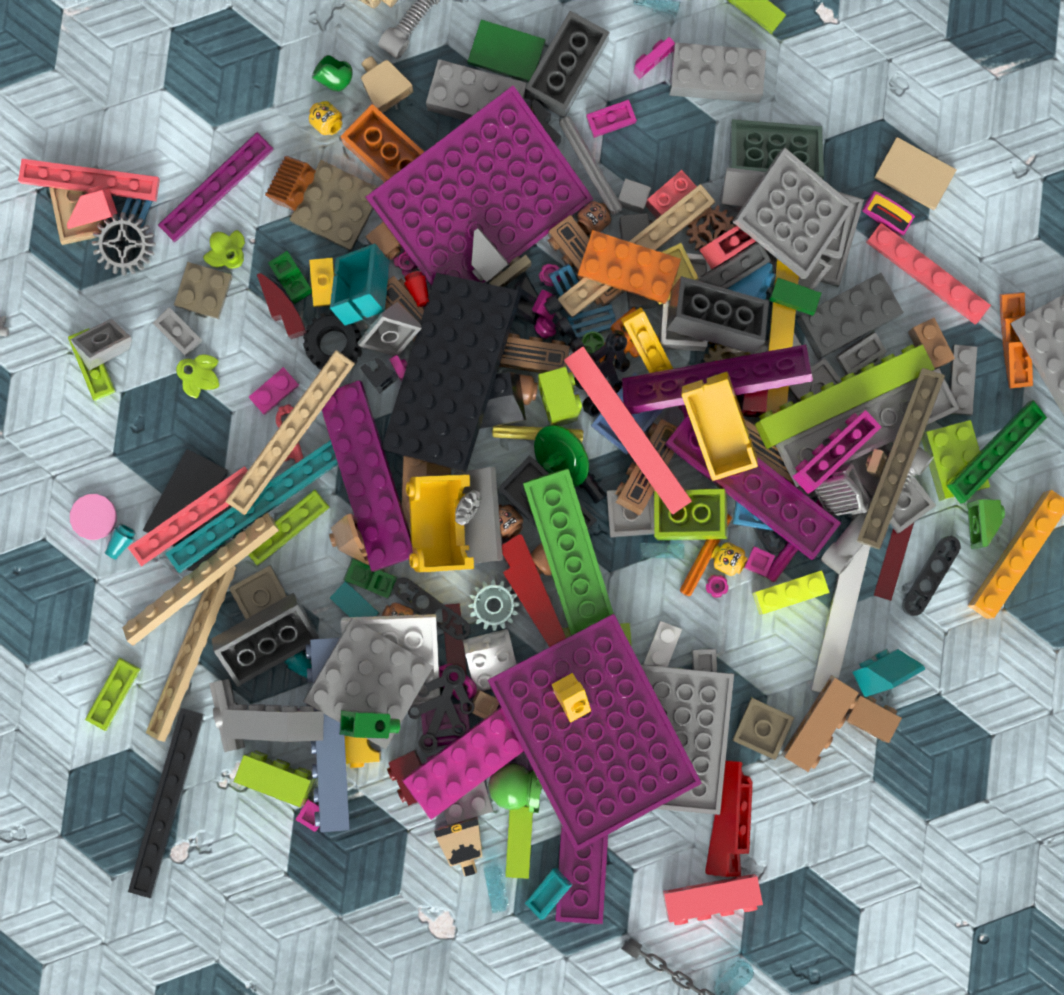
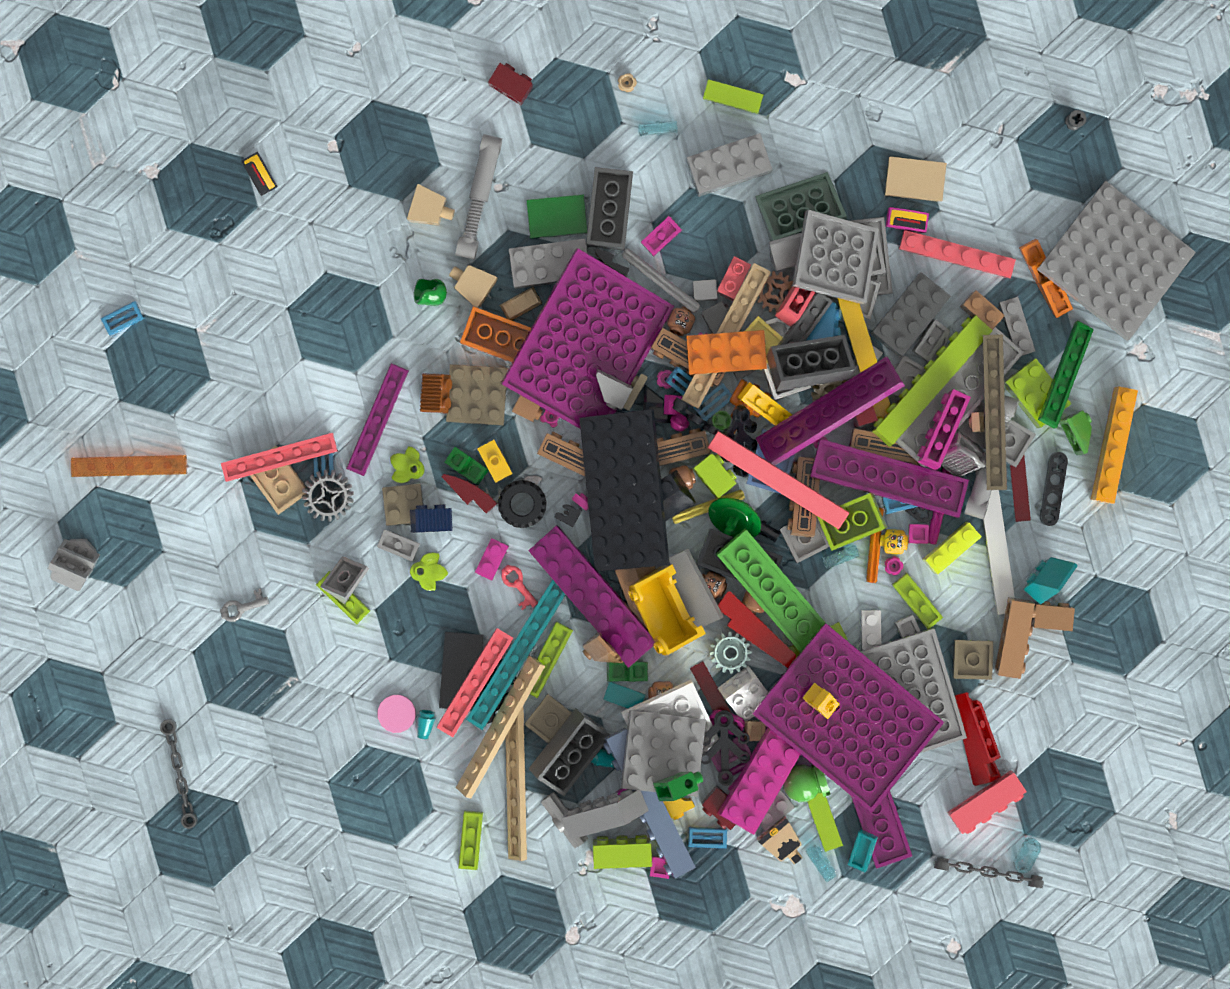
camera: 20 degrees left, 5 degrees up
(92, 207) = (294, 478): coral slope -> none
(166, 803) = (547, 903): black plate -> none
(225, 317) = (431, 520): none -> dark blue brick
(290, 432) = (521, 588): tan tile -> none
(325, 118) = (439, 330): yellow head -> none
(360, 284) = (525, 452): teal piece -> none
(391, 331) = (564, 478): light grey slope -> none
(394, 821) = (707, 837): none -> dark azure tile
(417, 287) = (569, 435): red cone -> none
(427, 128) = (521, 304): none -> tan tile
(434, 605) = (685, 670): black beam -> none
(467, 507) = (680, 588): light grey gear -> none
(660, 51) = (676, 165): dark pink plate -> none
(719, 426) = (848, 449): yellow piece -> none
(727, 637) = (917, 601): none -> lime tile
(795, 296) = (863, 320): green tile -> none

